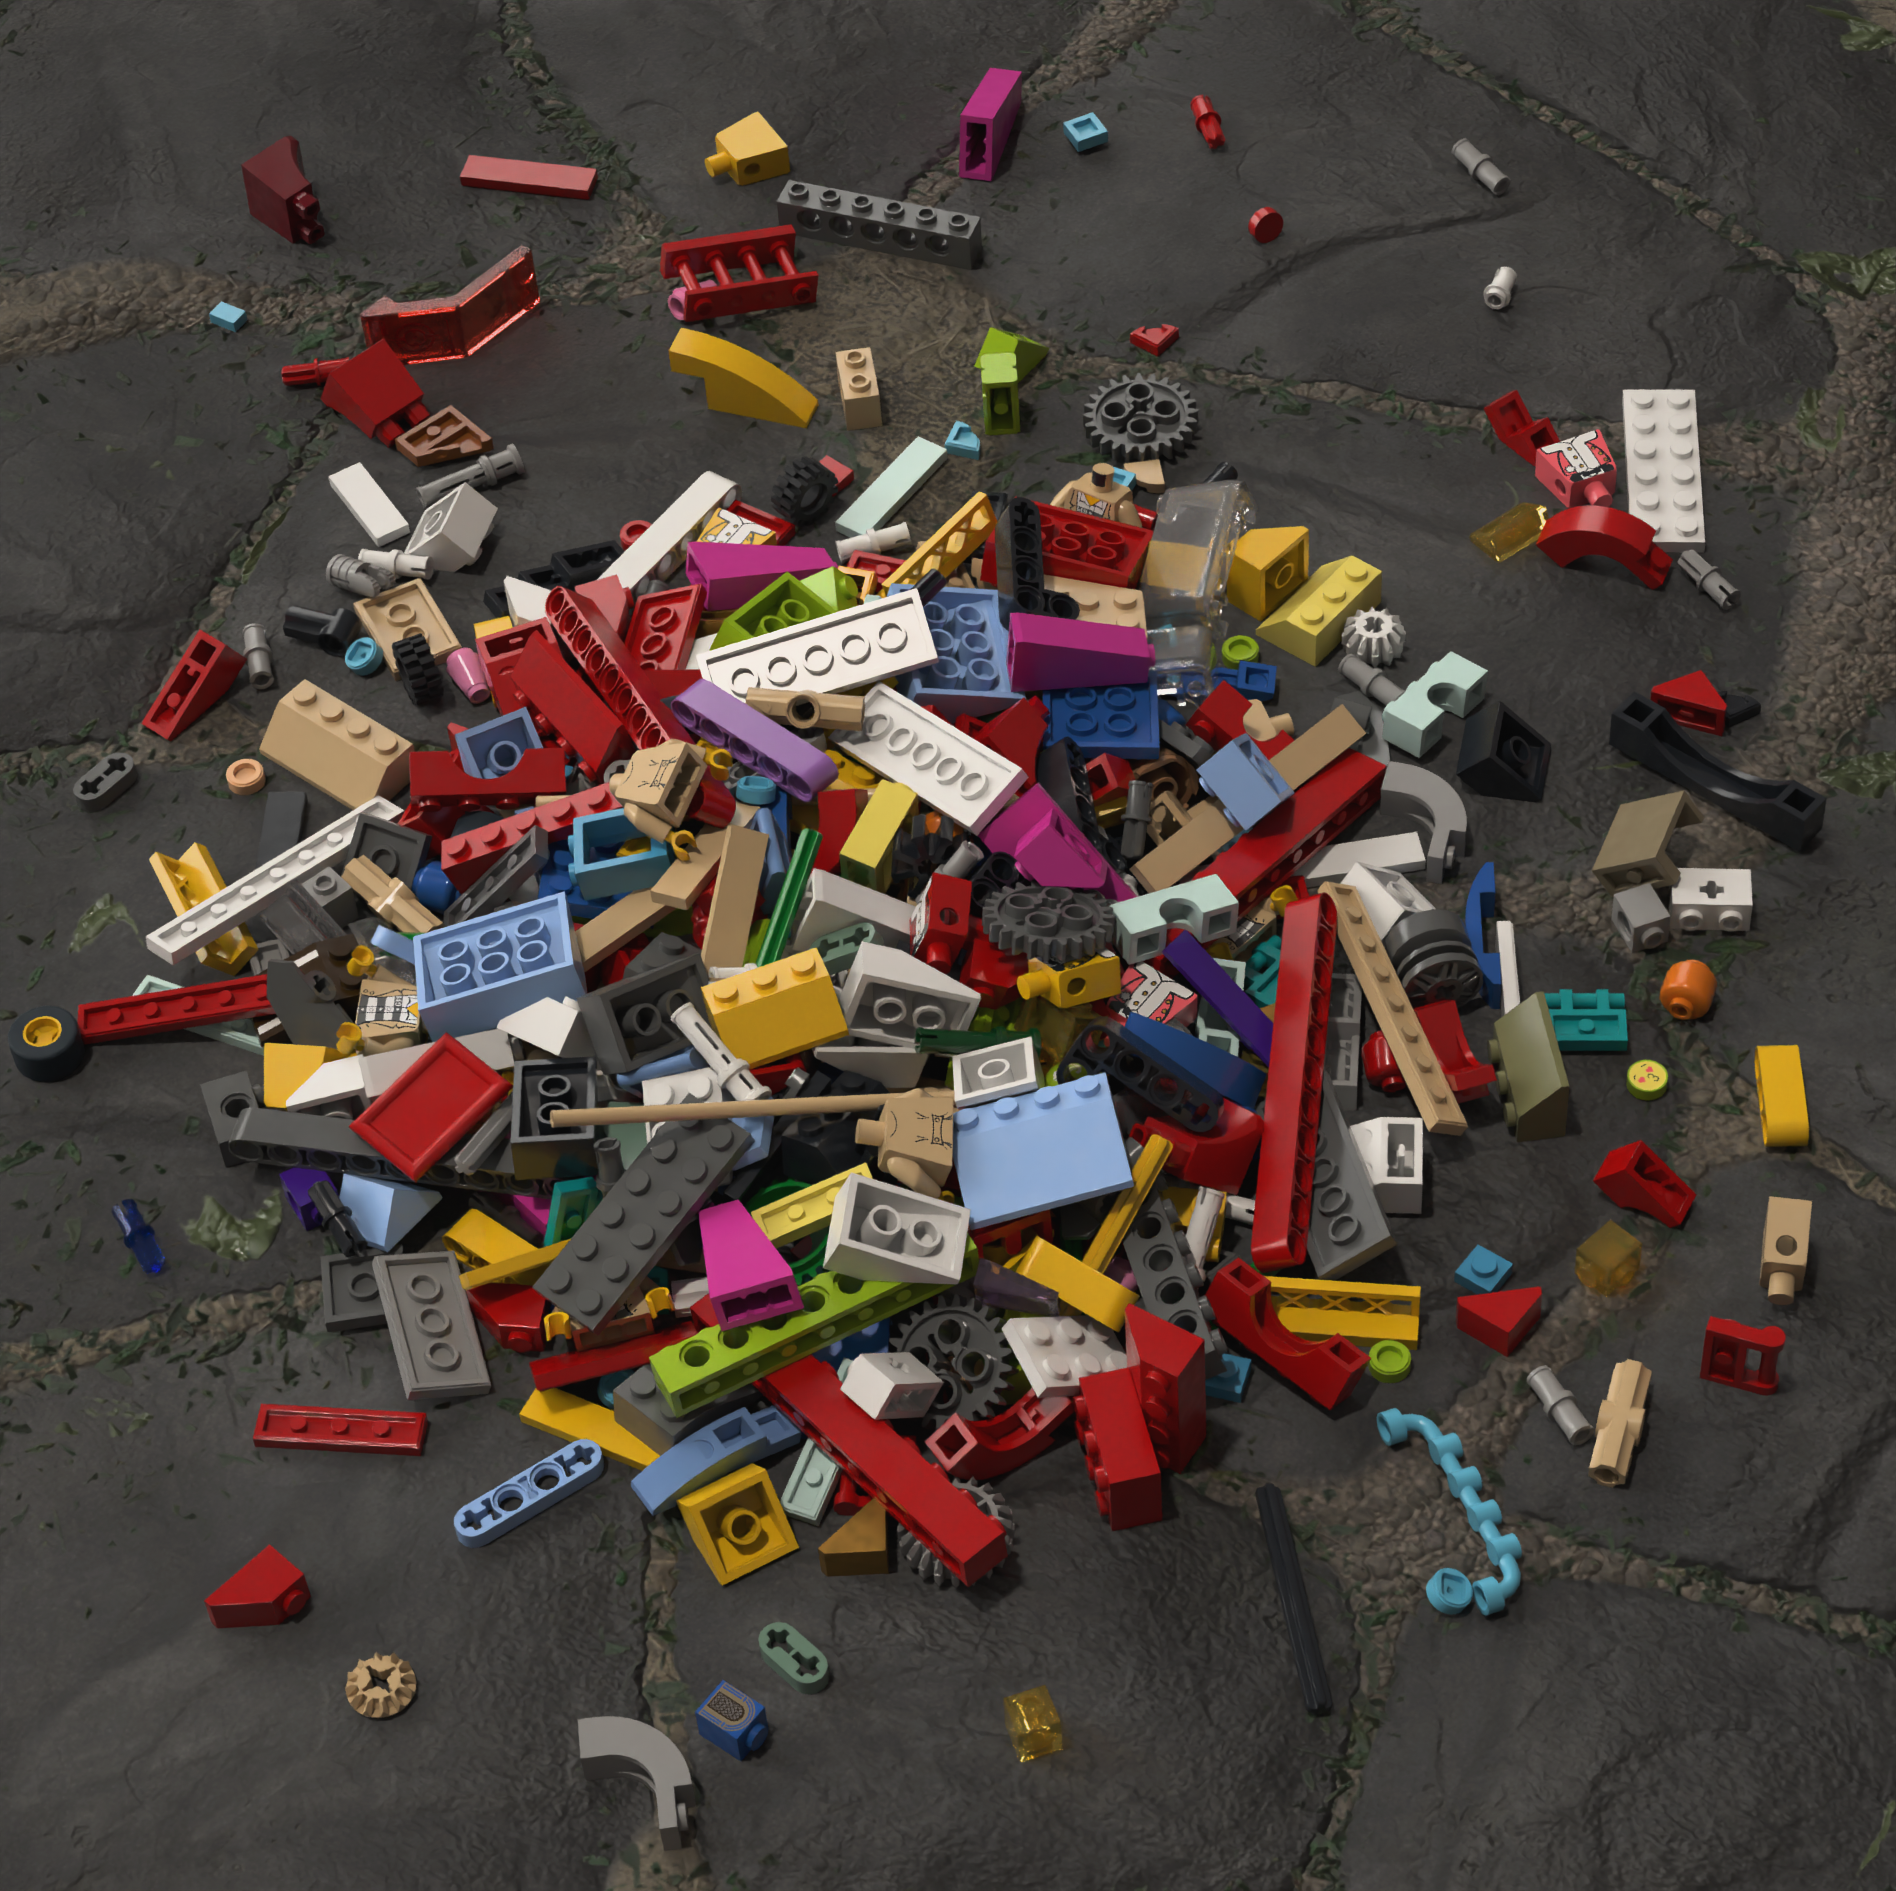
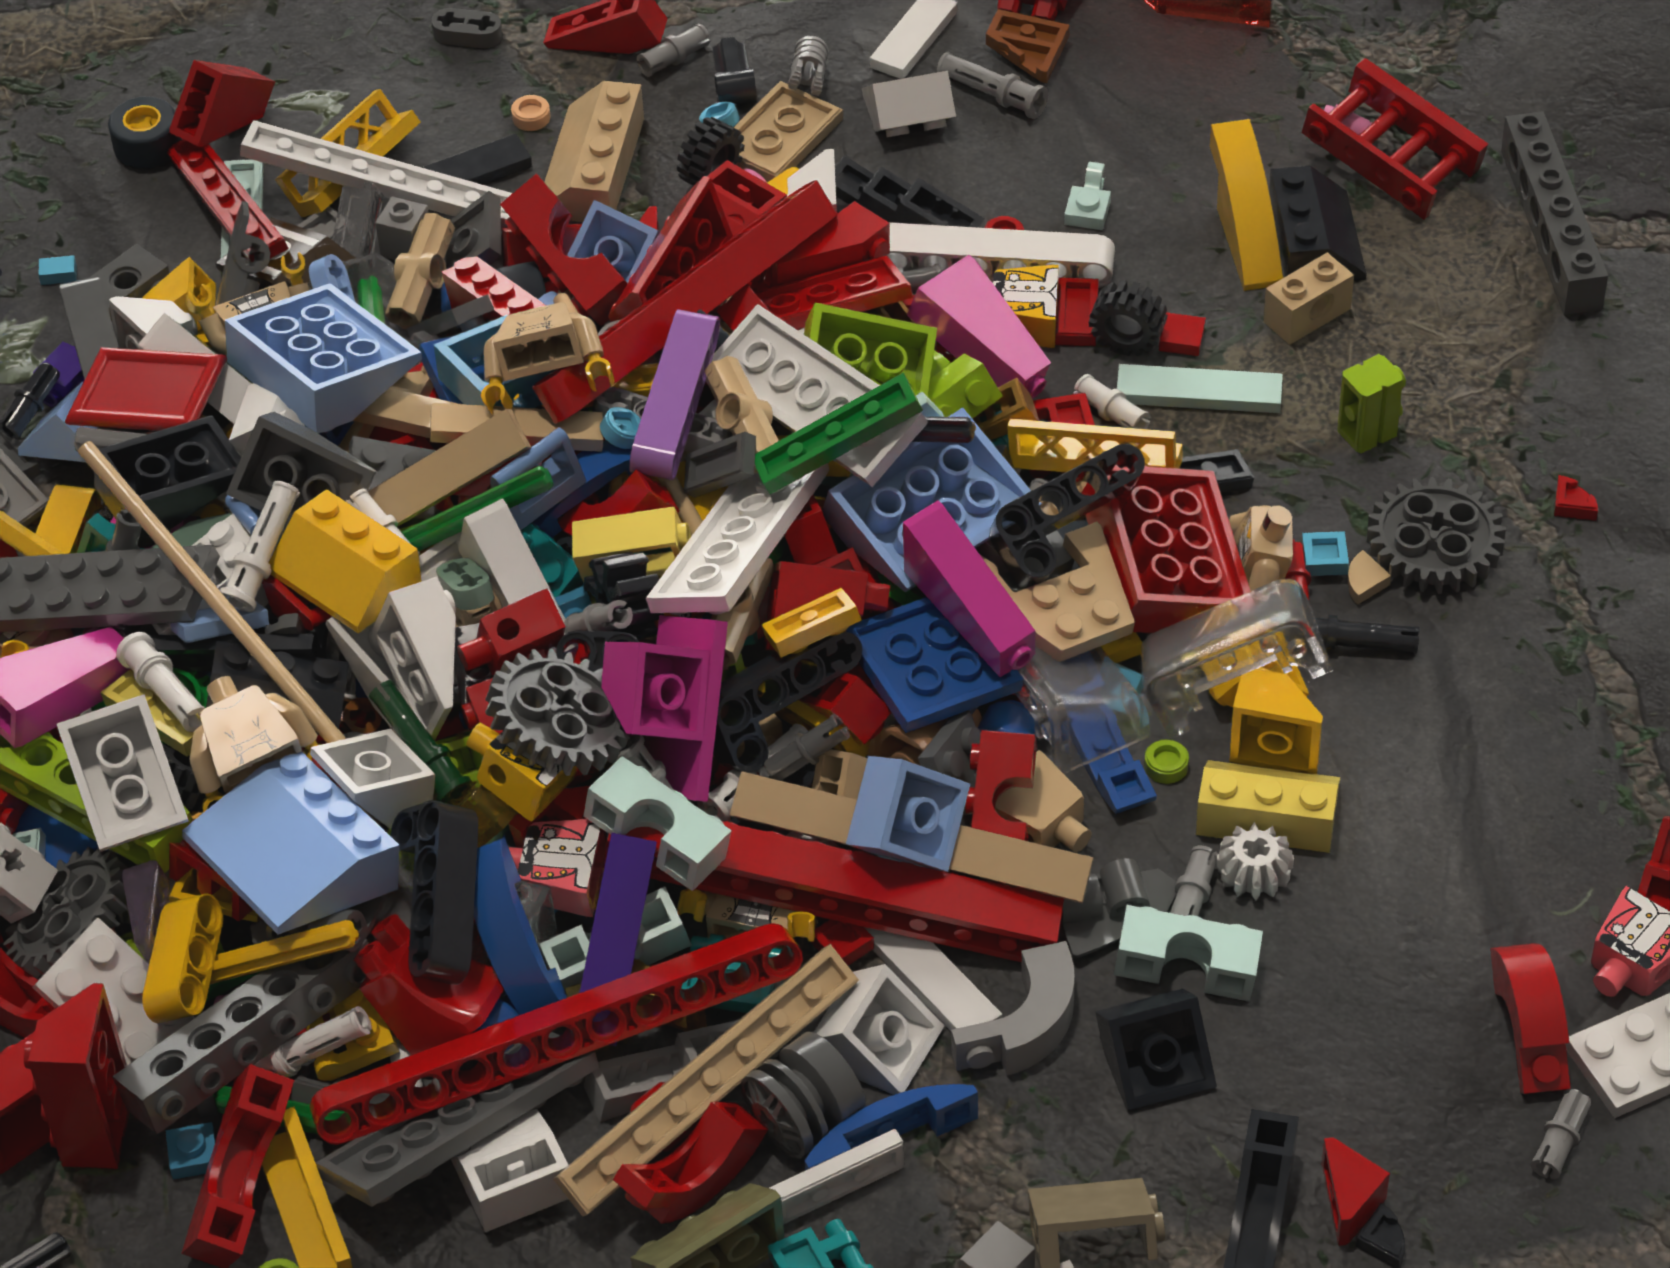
camera: 60 degrees right, 0 degrees up
(72, 971) = (219, 101): none -> red slope
(159, 1166) = (57, 270): none -> medium azure piece
(399, 563) = (847, 85): white pin -> none
(646, 476) = (1089, 204): none -> light aqua plate
(749, 152) = (1581, 72): yellow torso -> none
(786, 1187) = (154, 672): none -> white pin
(805, 362) = (1313, 219): none -> black slope
(848, 739) = (720, 464): none -> dark grey tile
(891, 649) = (837, 433): none -> green plate
(963, 442) = (1308, 413): medium azure tile -> none
(1027, 351) = (1448, 392): lime slope -> none
(1047, 749) = (811, 622): none -> yellow plate
(1511, 531) = (1510, 921): clear yellow slope -> none

